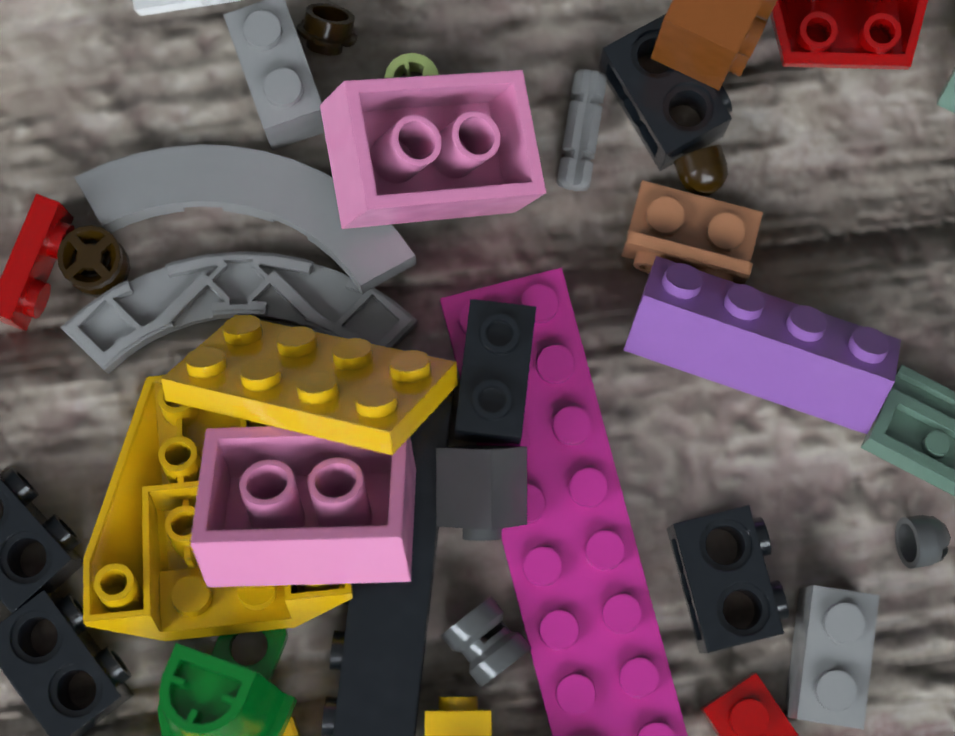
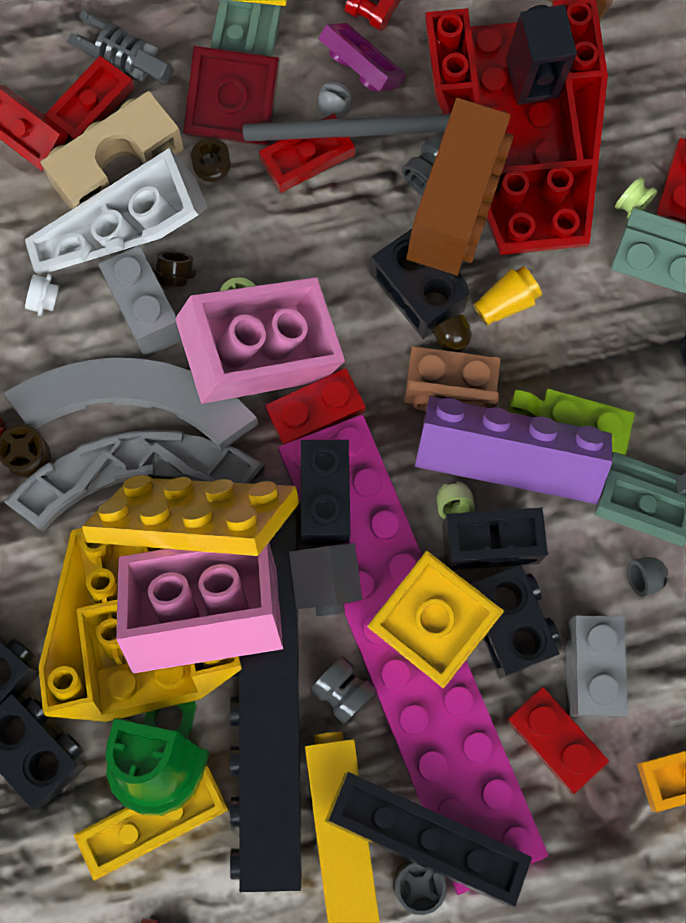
camera: 10 degrees left, 5 degrees down
(141, 44) = (41, 294): none -> white plate
(498, 249) = (315, 407): none -> red plate
(581, 130) = (364, 317): light grey axle -> none
(622, 564) = (435, 619): none -> yellow tile
(672, 416) = (454, 492): none -> yellowish green hinge
(718, 464) = (494, 538): none -> black brick
(786, 126) = (508, 296): none -> yellow cone
(857, 303) = (576, 412): none -> lime plate

